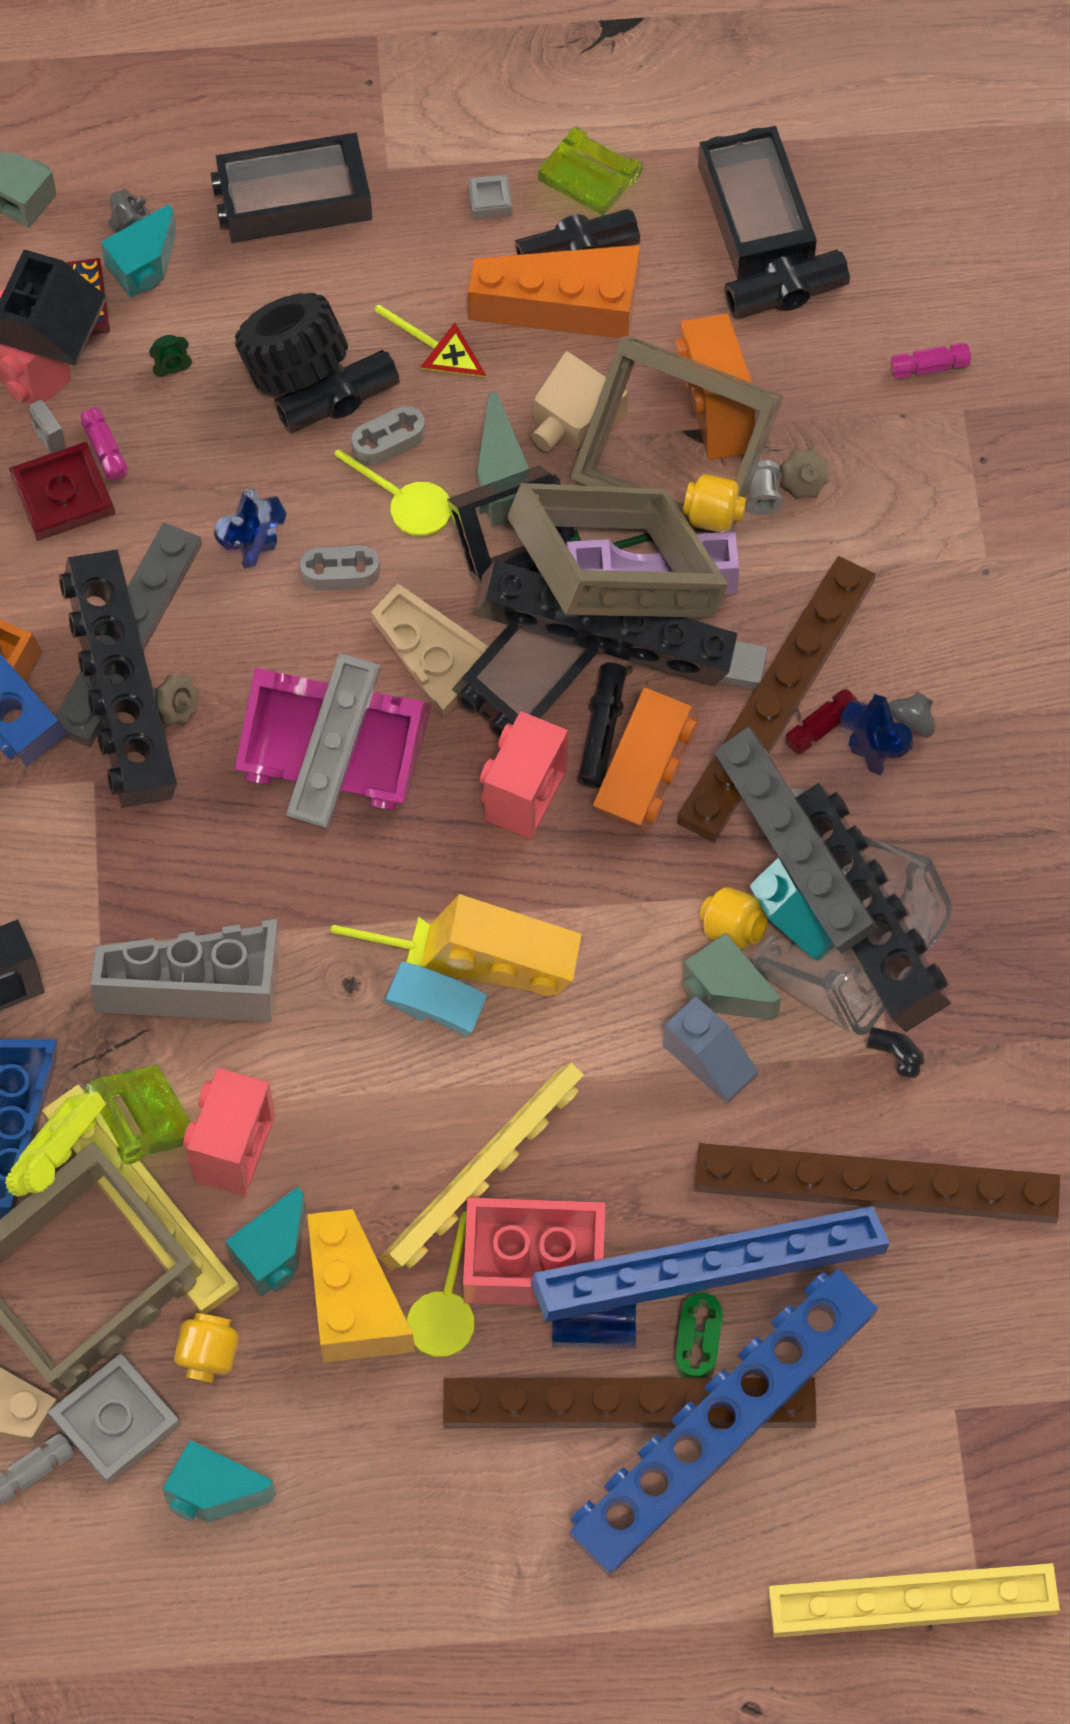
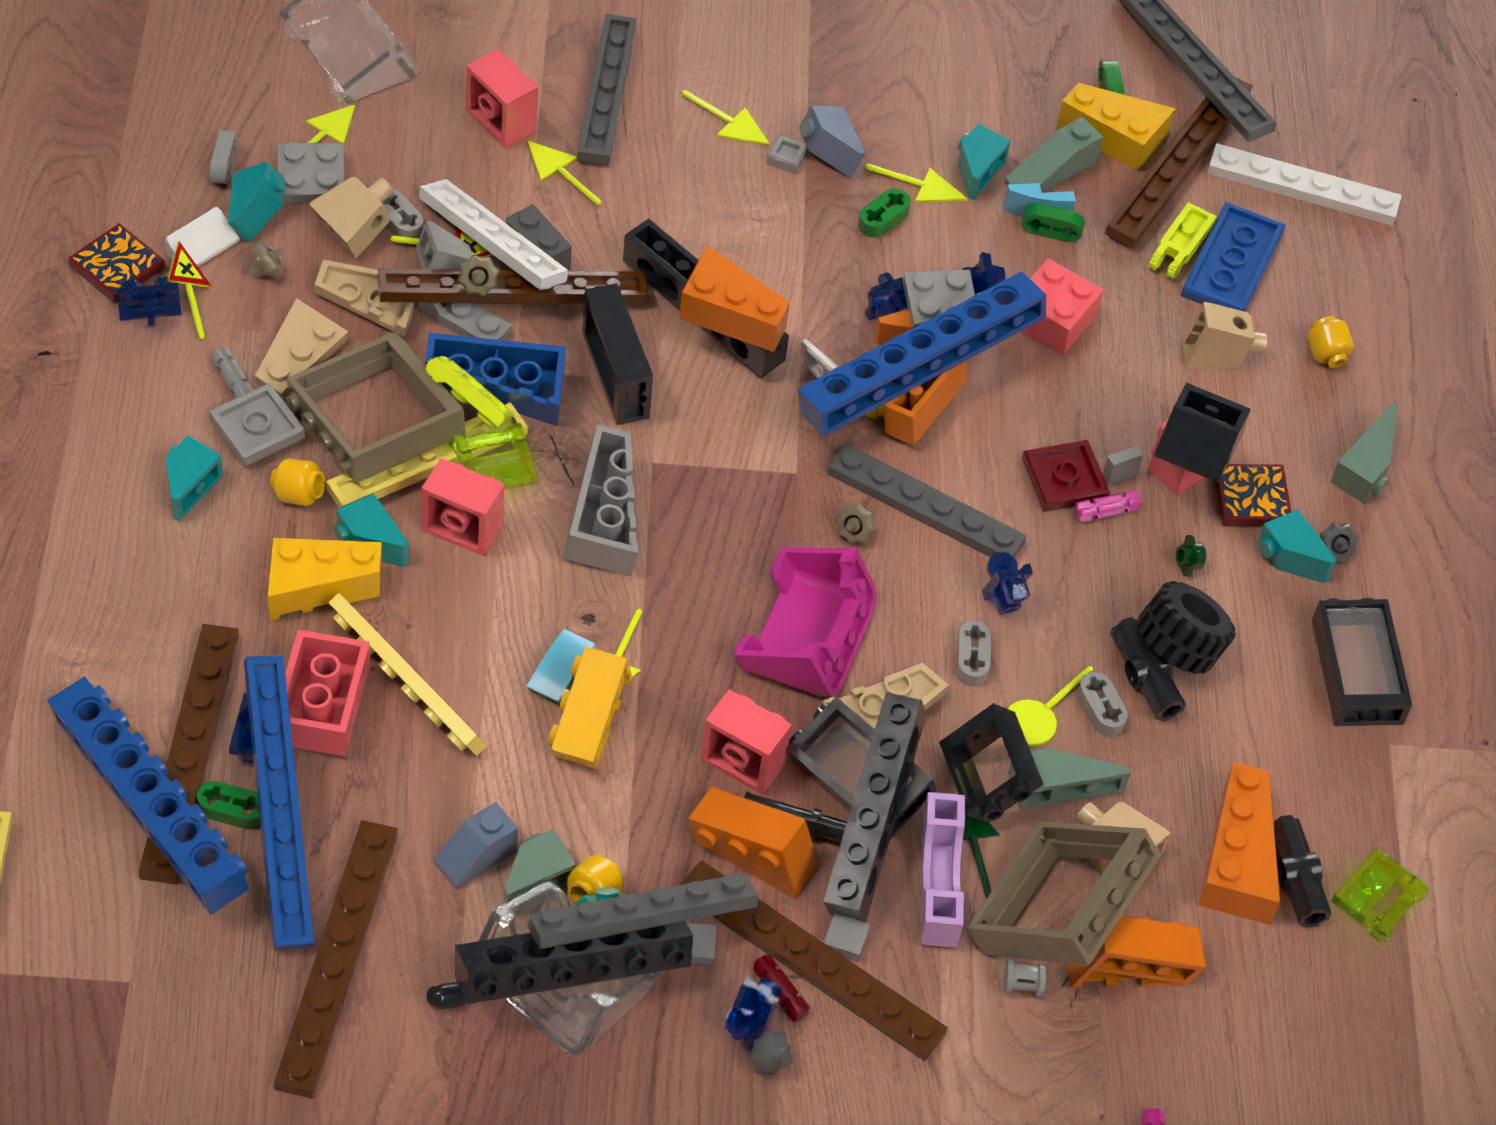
camera: 90 degrees right, 10 degrees down
(103, 577) = (890, 486): black brick -> none
(333, 741) = (800, 617): light grey tile -> none
(441, 1319) = (280, 634): neon yellow piece -> none
(449, 354) = (1188, 765): piece -> none
(489, 196) = (1354, 815): light grey tile -> none
(688, 591) = (884, 812): dark tan window -> none
(714, 503) = (988, 905): yellow head -> none
(755, 199) = (1339, 1022): window -> none
(787, 283) = (1246, 1034): black piece -> none
(804, 473) = (1036, 1013): dark tan piece -> none

